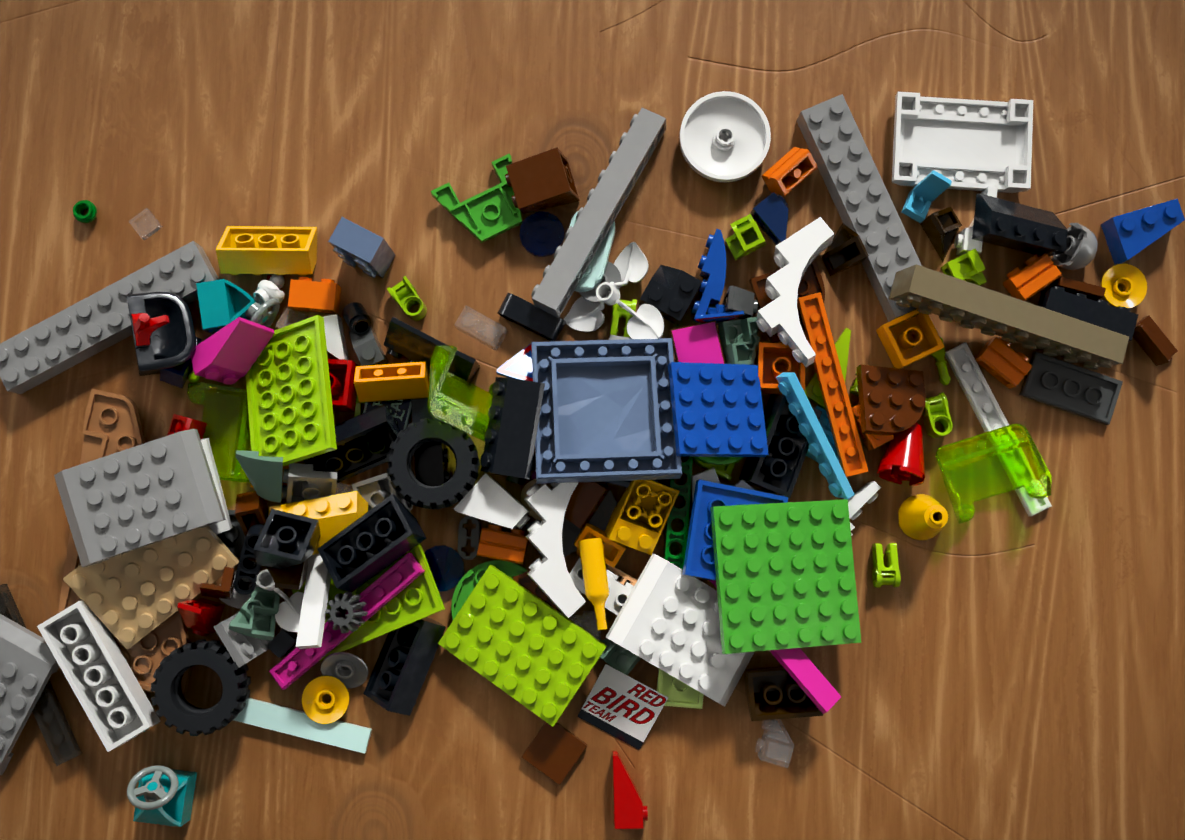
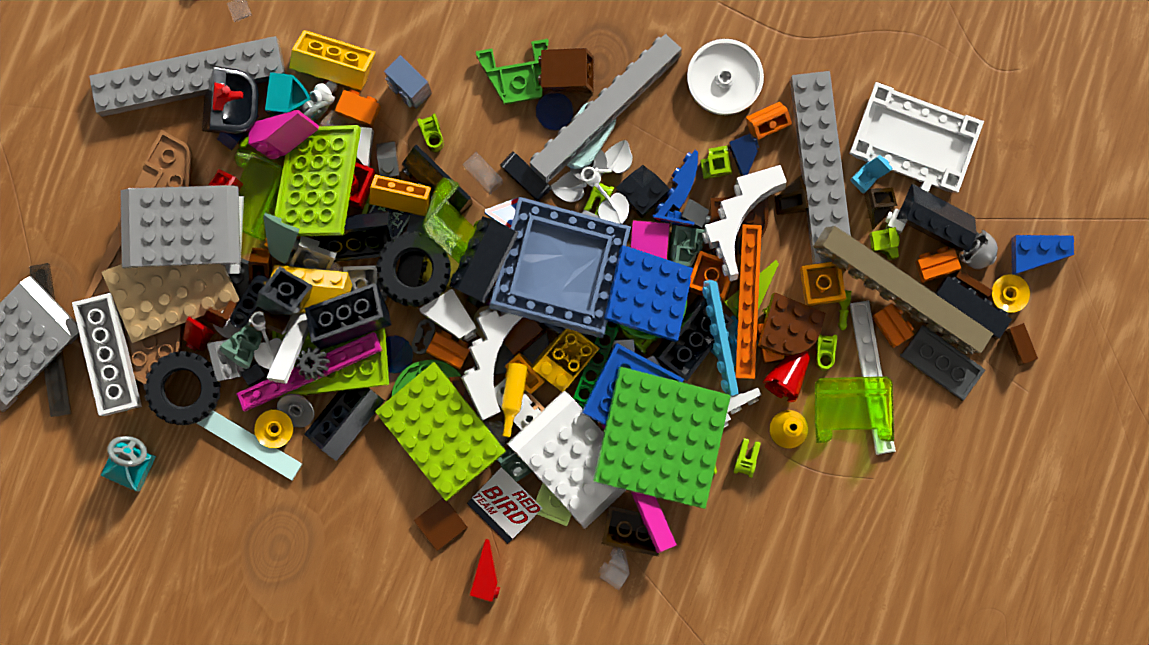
camera: 20 degrees right, 0 degrees up
(357, 318) = (386, 136): black brick -> none

